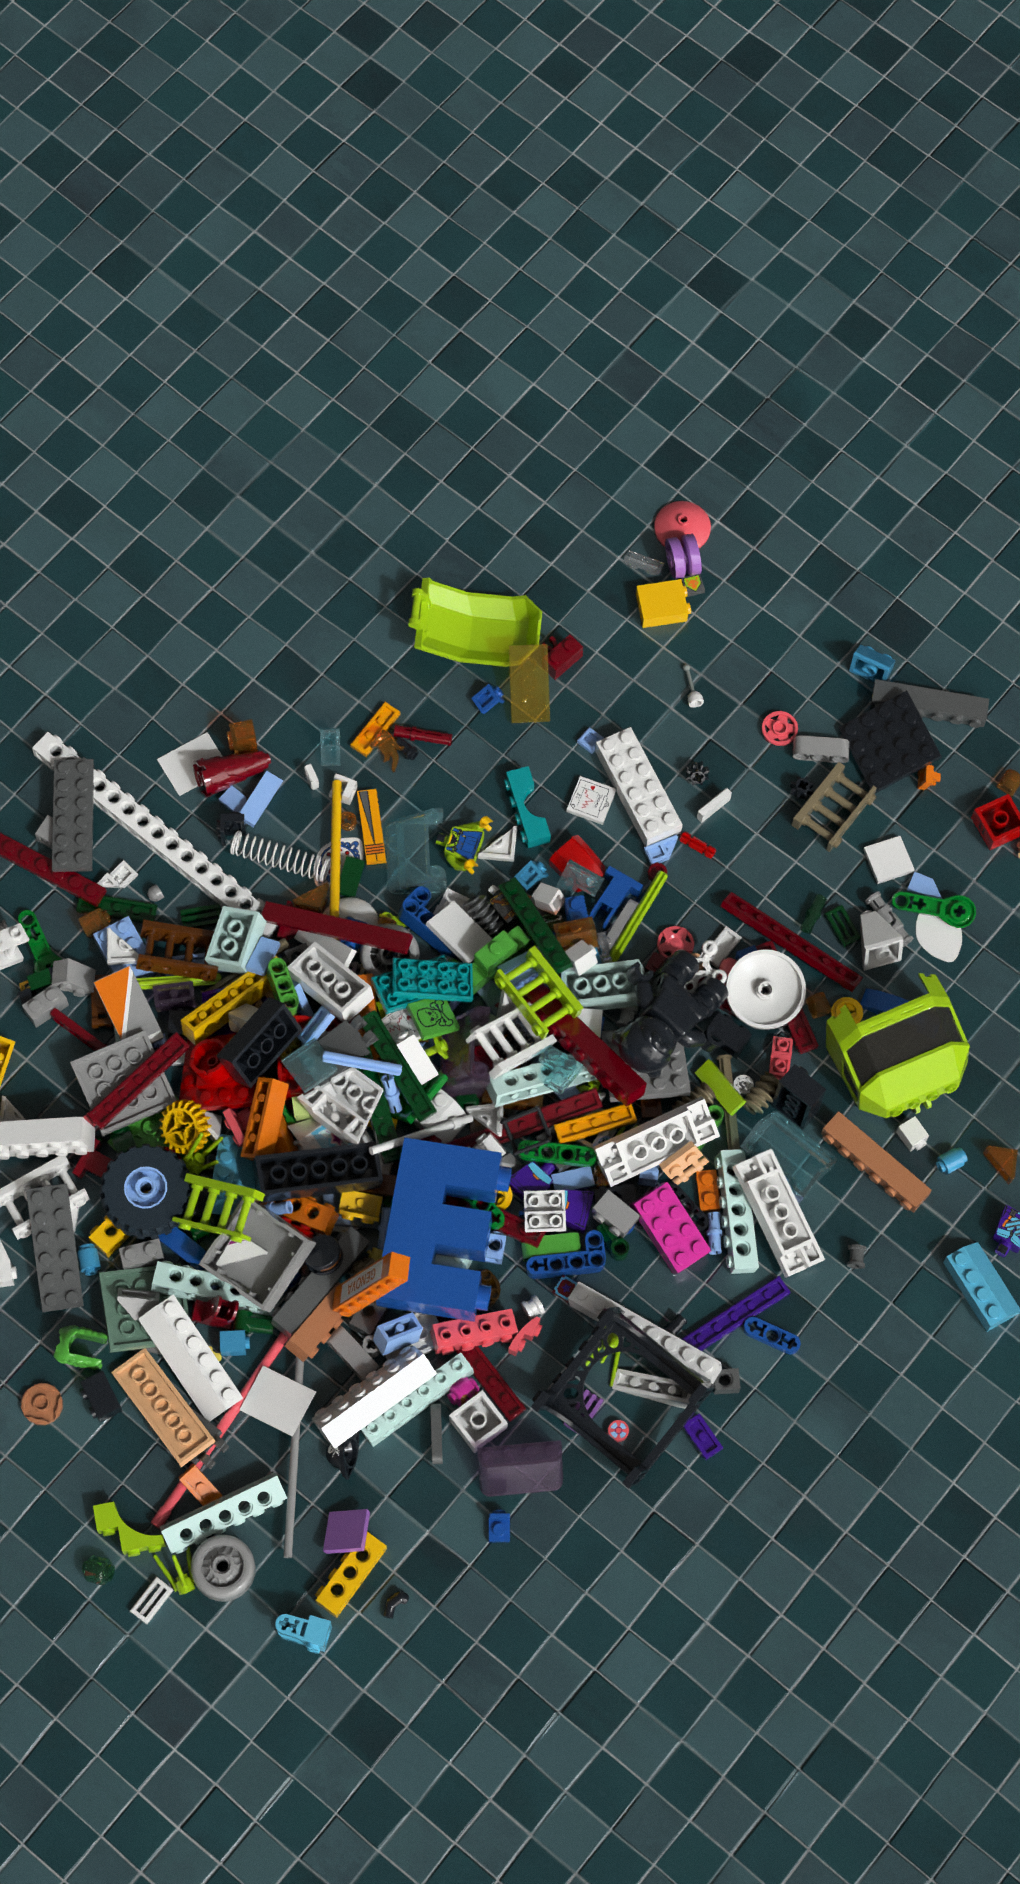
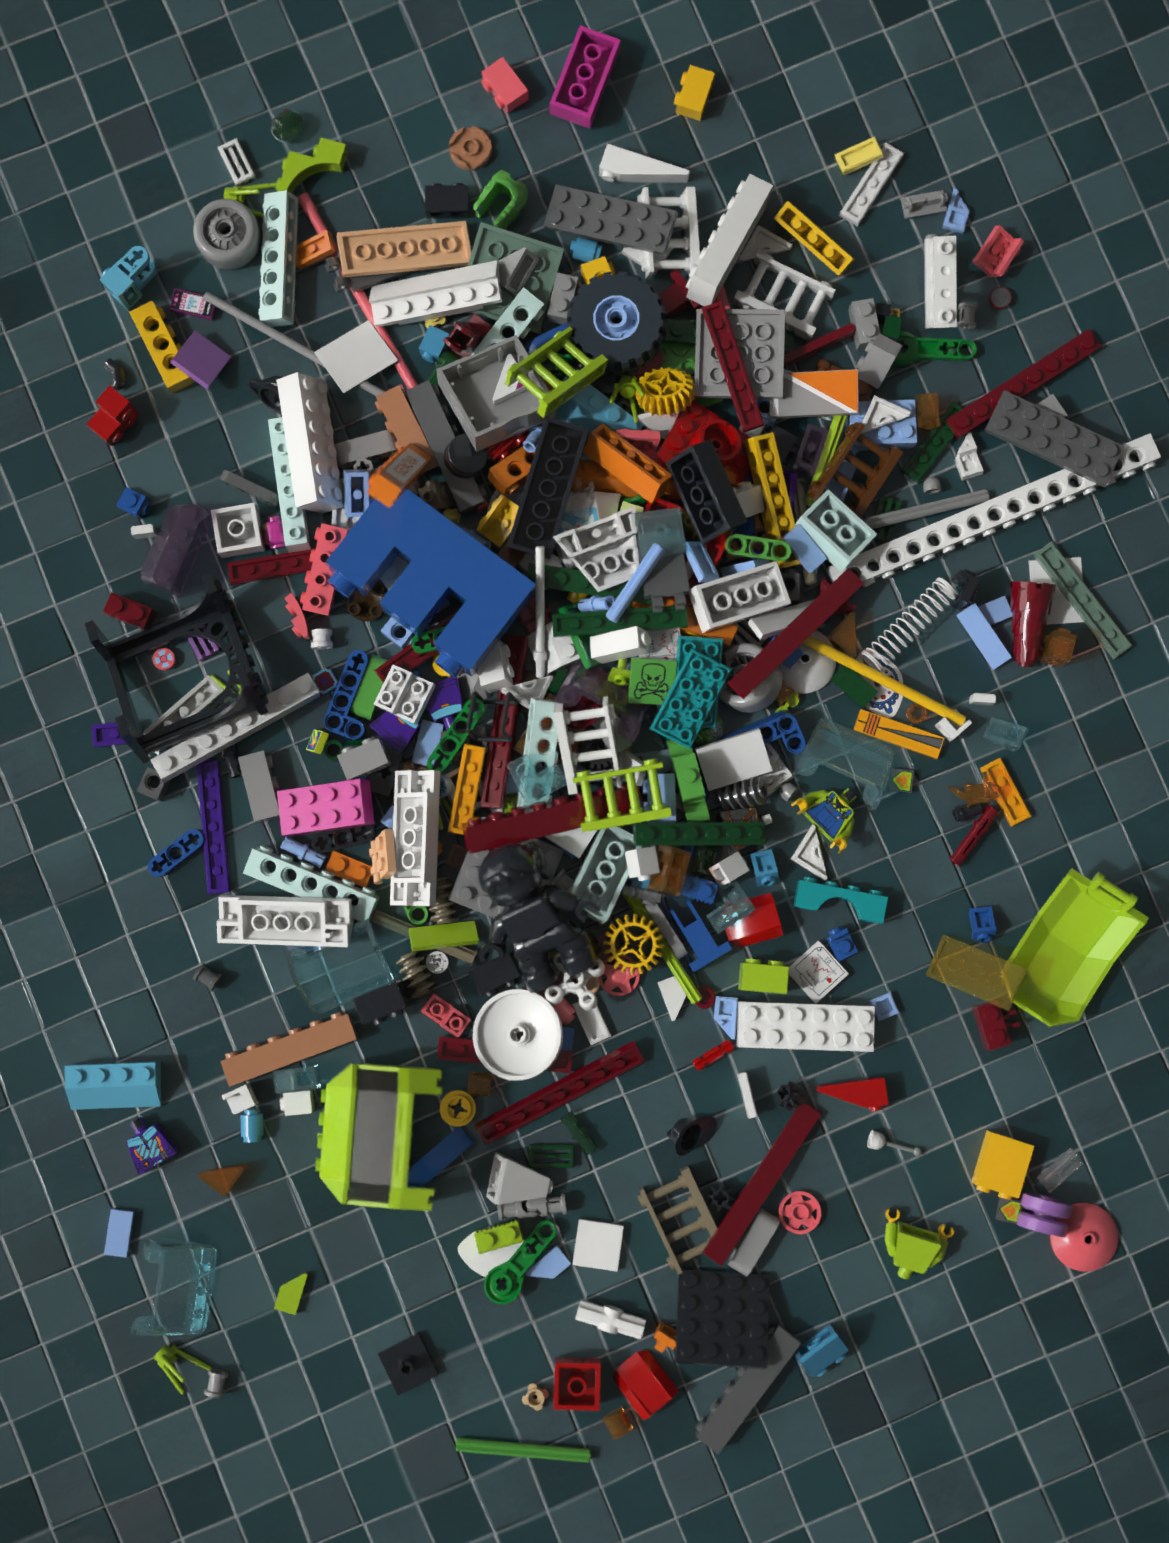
camera: 120 degrees right, 15 degrees up
(69, 1089) = (802, 328): none -> white fence
(177, 886) = (927, 509): none -> light grey axle
(191, 742) = (1082, 600): none -> sand green tile
(299, 1571) = (191, 304): none -> tile
(407, 806) = (901, 780): none -> tile
(434, 1582) = (113, 416): none -> red brick
(461, 886) = (788, 791): none -> light grey hinge
(519, 1503) = (143, 531): none -> white tile
(559, 792) = (841, 943): none -> blue bracket
(594, 1477) = (129, 612): none -> dark red brick
(618, 832) = (763, 978): none -> lime brick
(619, 1267) = (317, 741): none -> neon yellow tile
(655, 924) = (649, 934): none -> yellow gear
(664, 723) = (866, 1093): none -> red slope
(669, 896) = (672, 995): none -> white tile
(680, 1293) = (260, 785): none -> light grey brick
(758, 635) = (914, 1247): none -> lime torso
(766, 832) = (691, 1134): none -> black piece
(775, 762) = (761, 1183): none -> dark red tile
(895, 1142) = (296, 1079): none -> clear light blue slope
(925, 932) = (498, 1236): none -> lime brick
(936, 1181) = (240, 1098): none -> white panel
(938, 823) = (610, 1319): none -> white piece
(970, 775) = (644, 1383): none -> red slope

